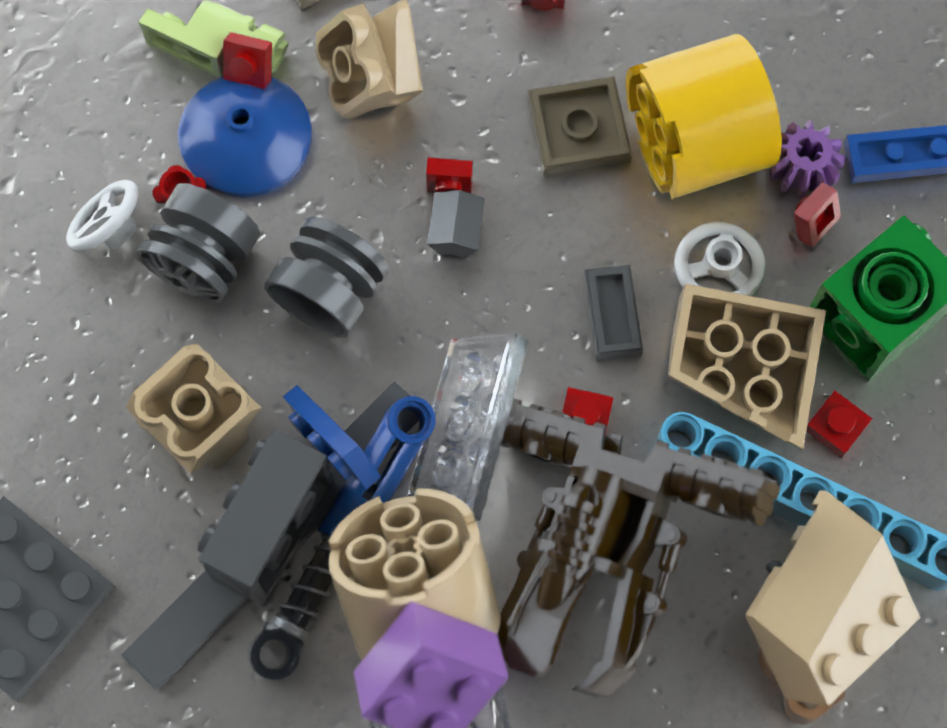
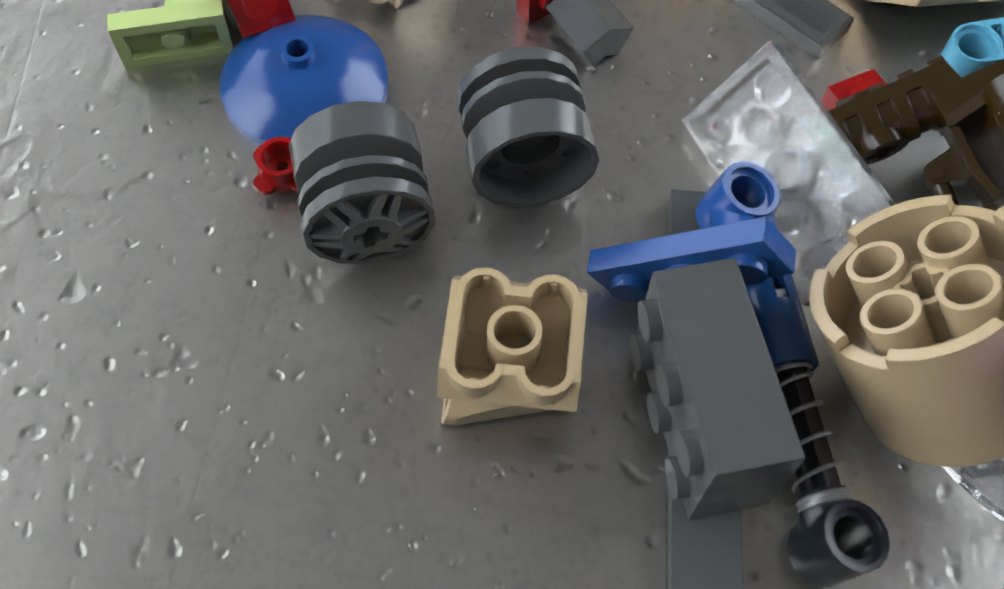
camera: 40 degrees left, 10 degrees down
(103, 220) = (234, 240): white piece -> none

